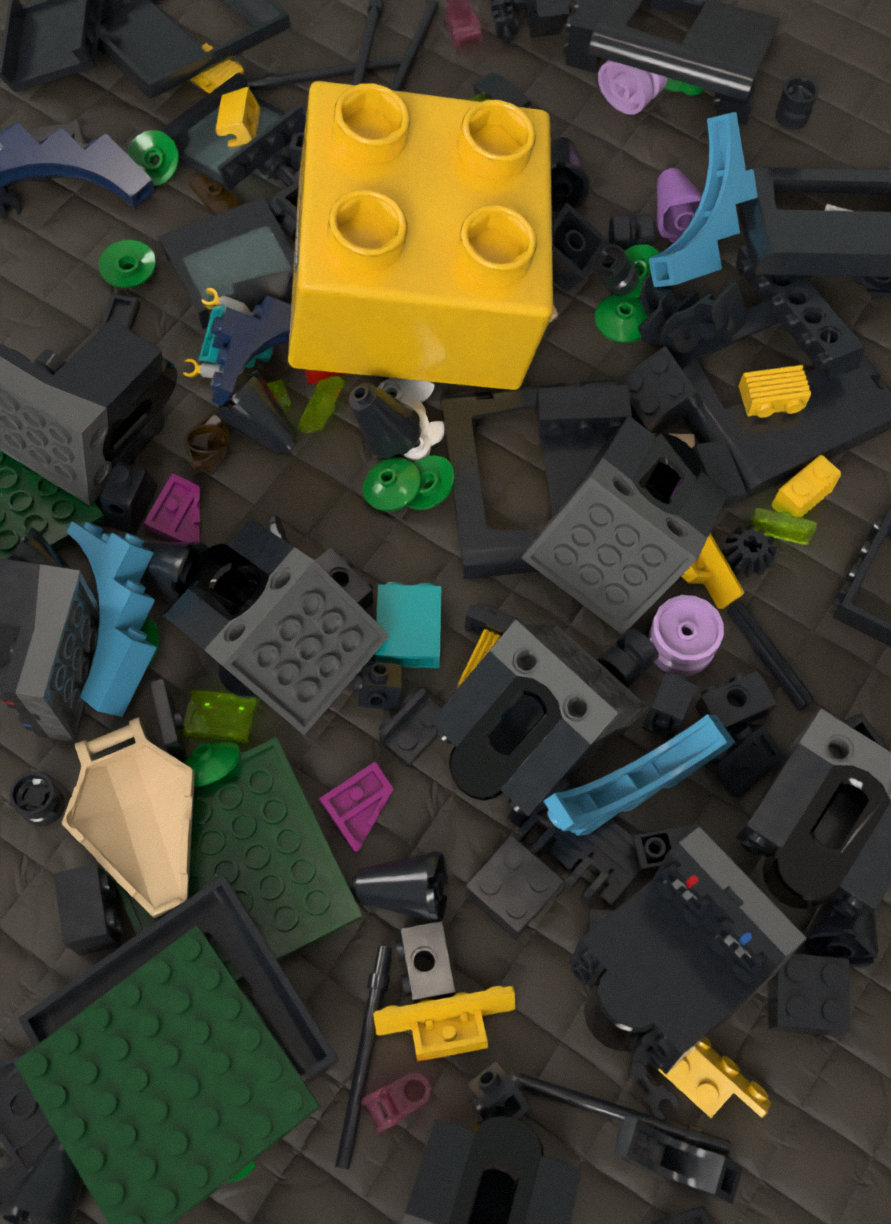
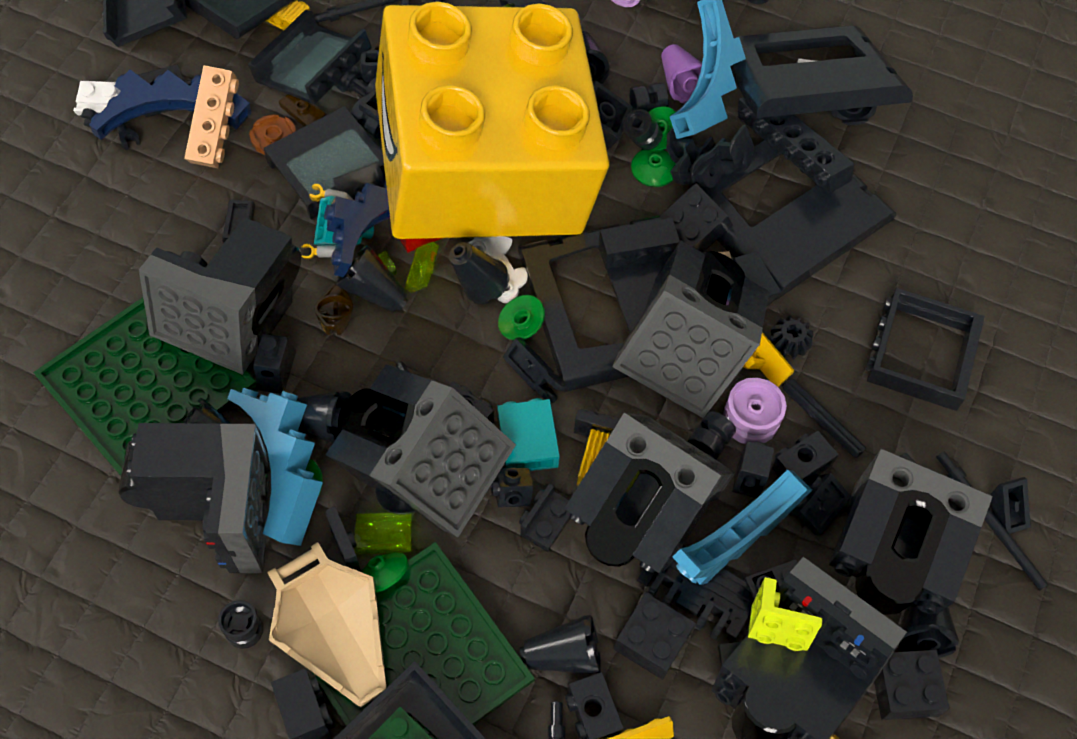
camera: 10 degrees left, 5 degrees down
(103, 190) = (211, 117): none -> light nougat brick
(123, 256) = (236, 167): green dish -> none
(152, 145) = (251, 75): green dish -> none
(173, 214) = (269, 130): none -> dark orange tile
(176, 511) = (316, 369): magenta wing -> none
(238, 116) = (312, 43): yellow hinge -> none
(357, 804) = (512, 588): magenta wing -> none
(398, 491) = (497, 329): green dish -> none
(430, 547) = (533, 369): none -> black hinge
(657, 905) = (779, 625): none -> neon yellow bracket
(774, 391) = (788, 208): yellow brick -> none
(783, 525) = (815, 313): clear neon green plate -> none
(807, 487) = (827, 282): yellow brick -> none

